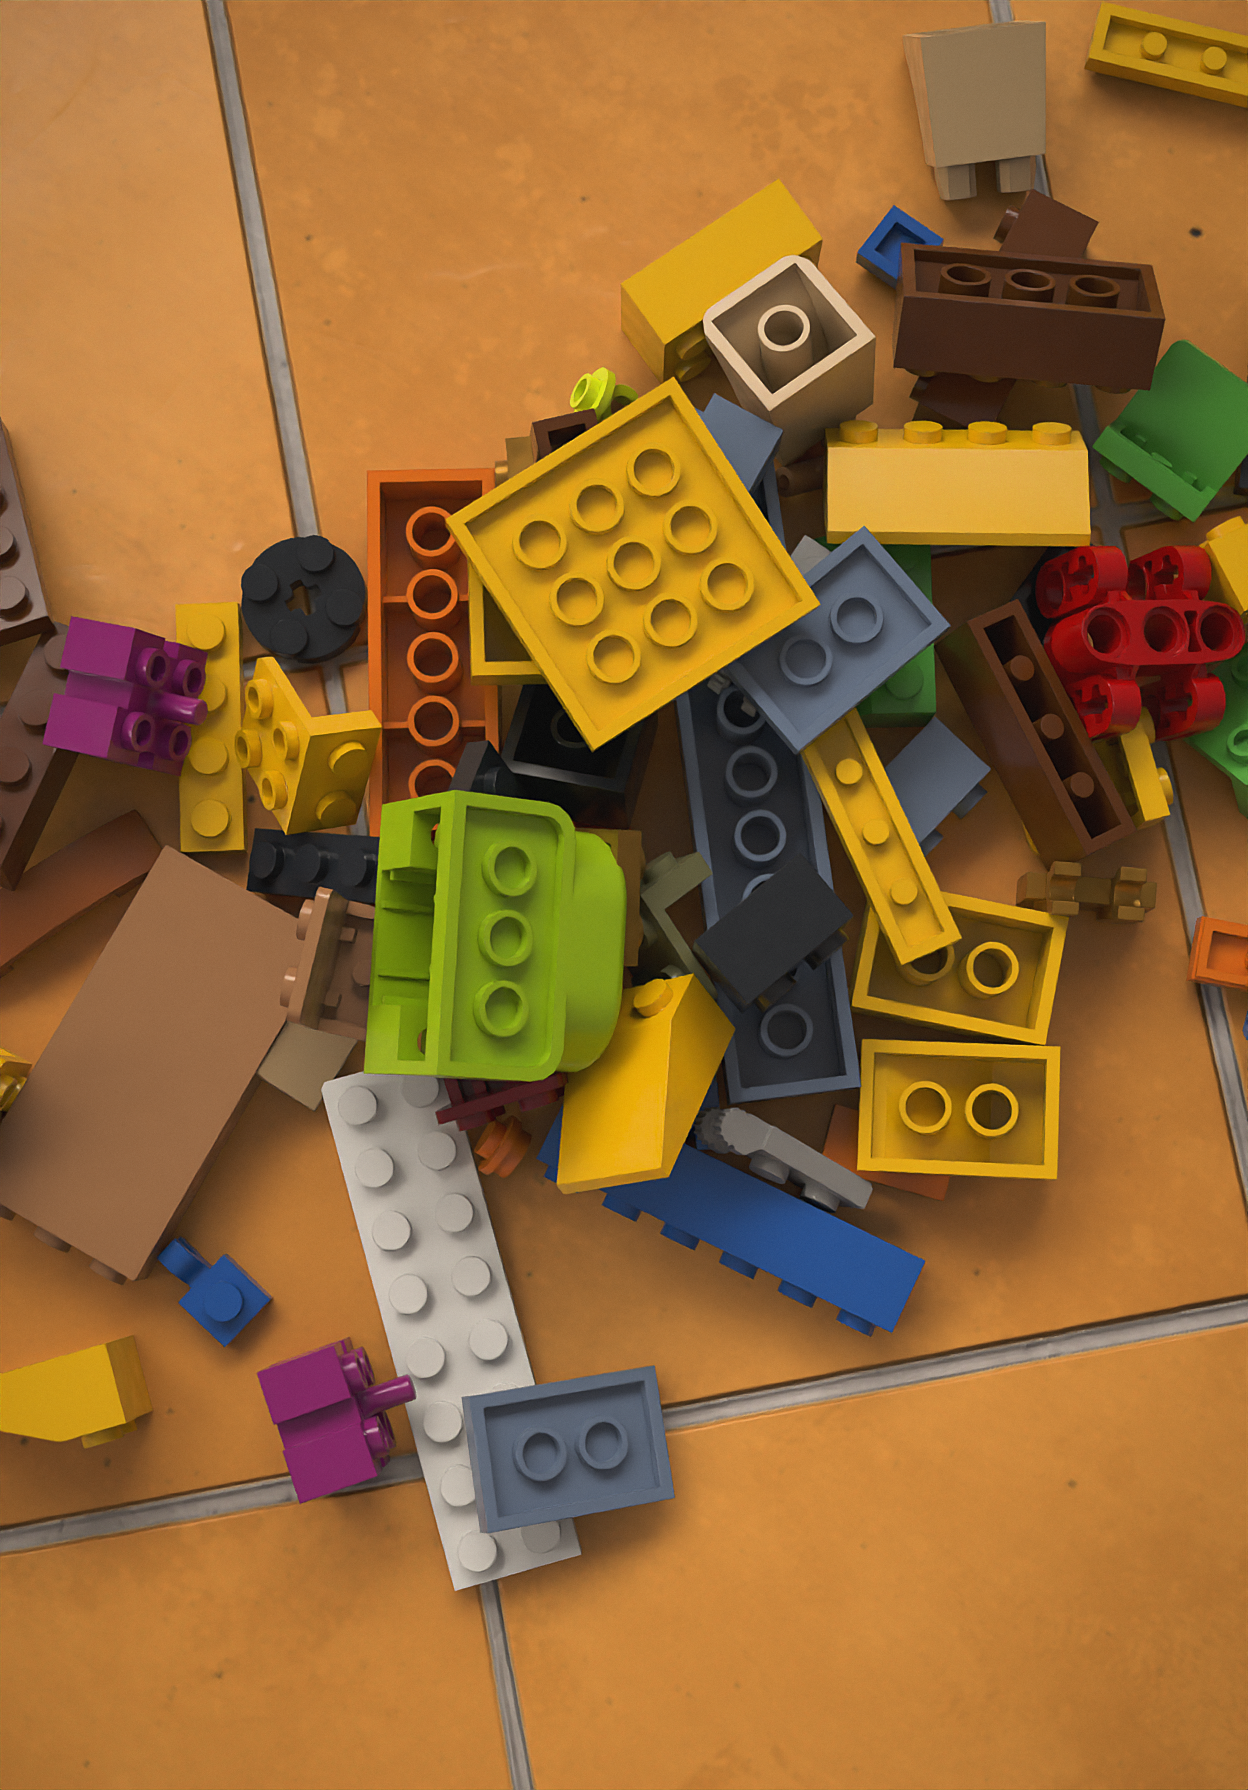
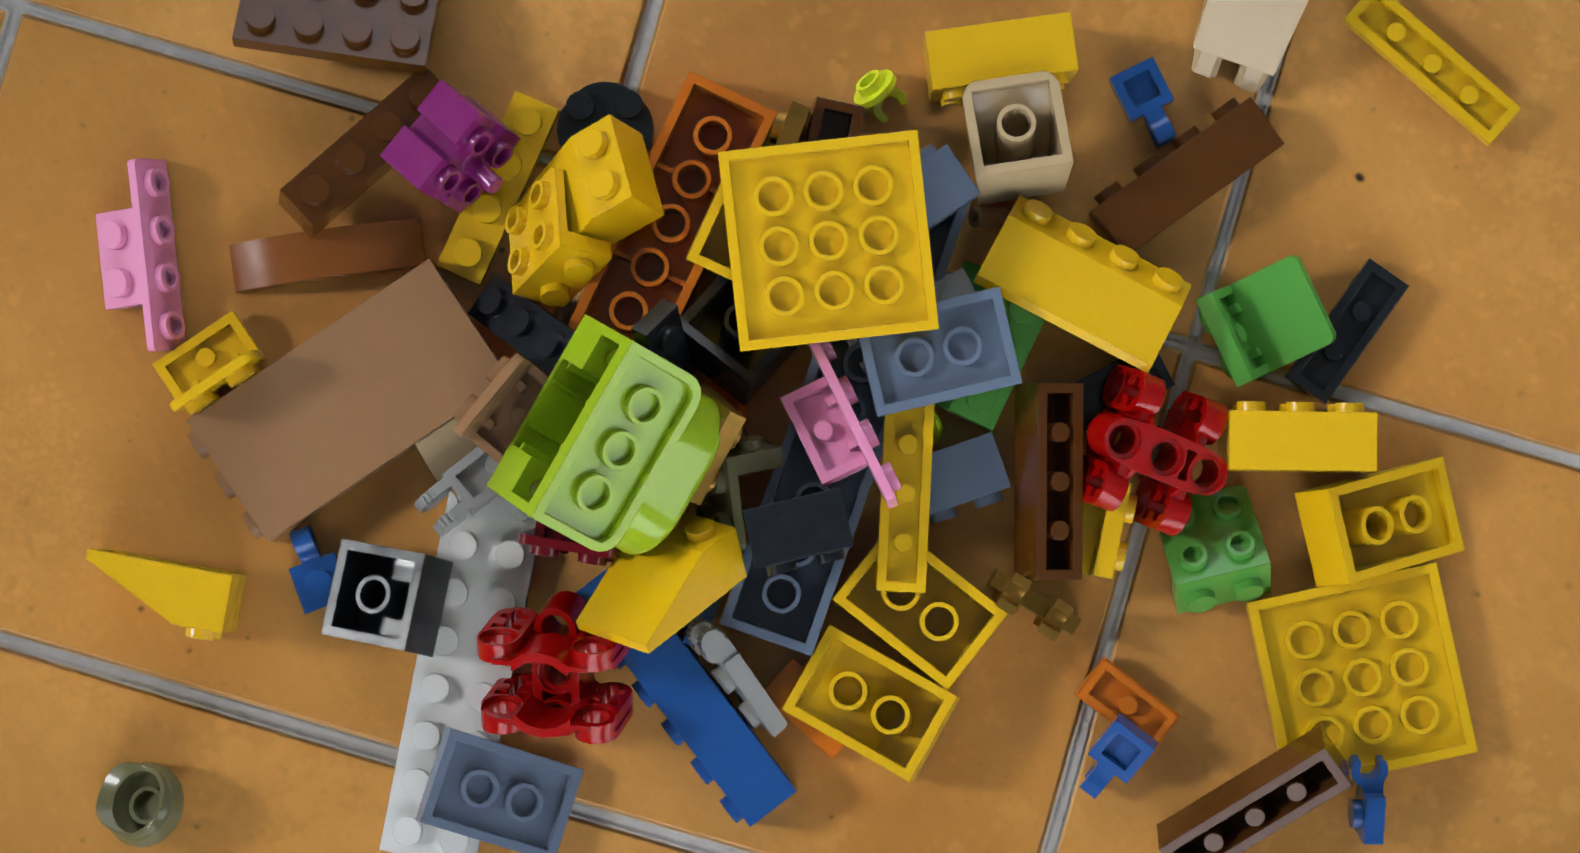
camera: 25 degrees right, 5 degrees up
(133, 1683) = (140, 803): none -> olive hat
(312, 1275) = (387, 597): none -> black brick
(330, 1418) = (355, 695): magenta brick -> none
(332, 641) = (607, 181): none -> yellow slope
(342, 1088) = (468, 483): none -> light grey hinge
(502, 1146) = (555, 574): orange plate -> none
(571, 1262) = (561, 674): none -> red piece
(750, 797) = (830, 430): none -> bright pink bracket
(1026, 318) = (1193, 188): reddish brown slope -> none

